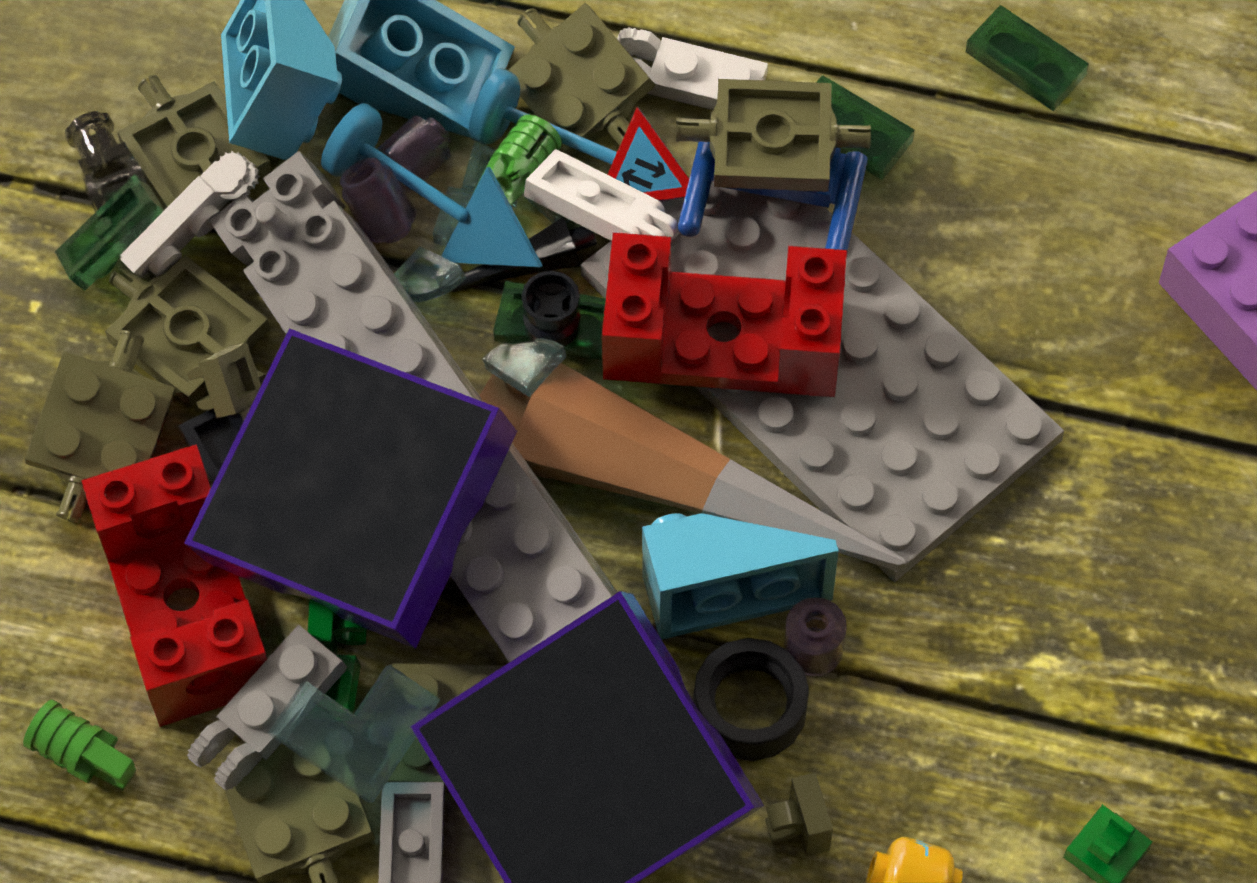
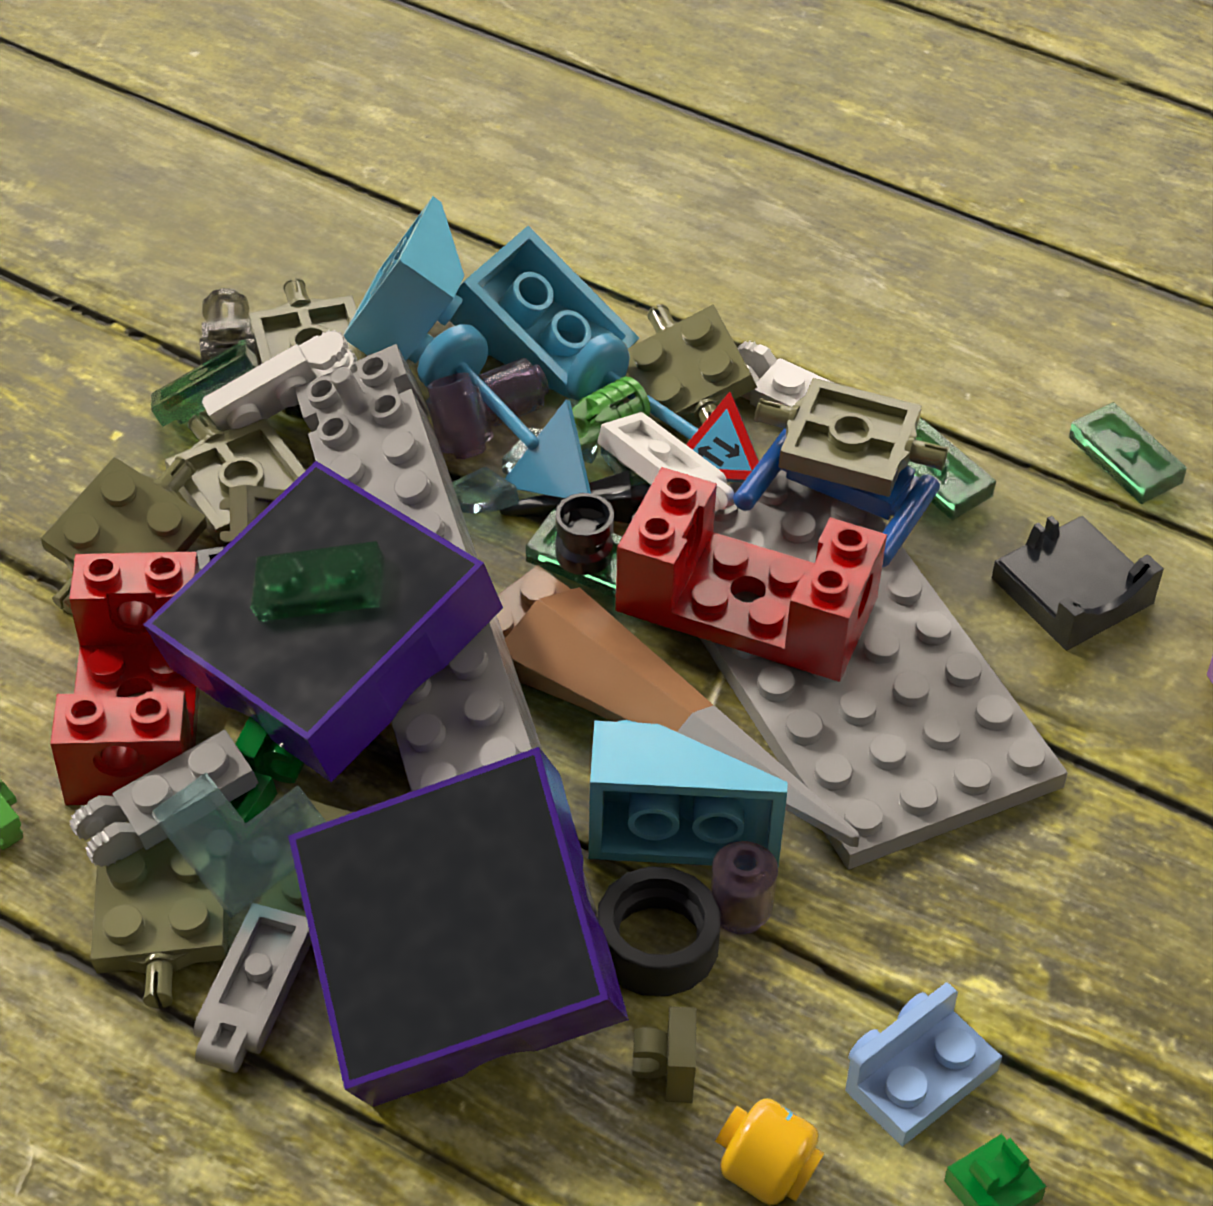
camera: 15 degrees right, 15 degrees down
(345, 464) = (318, 581): none -> clear green plate
(525, 364) = (544, 576): clear light blue tile -> none
(1015, 217) = (1076, 580): none -> piece
(1016, 761) = (919, 1065): none -> light blue bracket

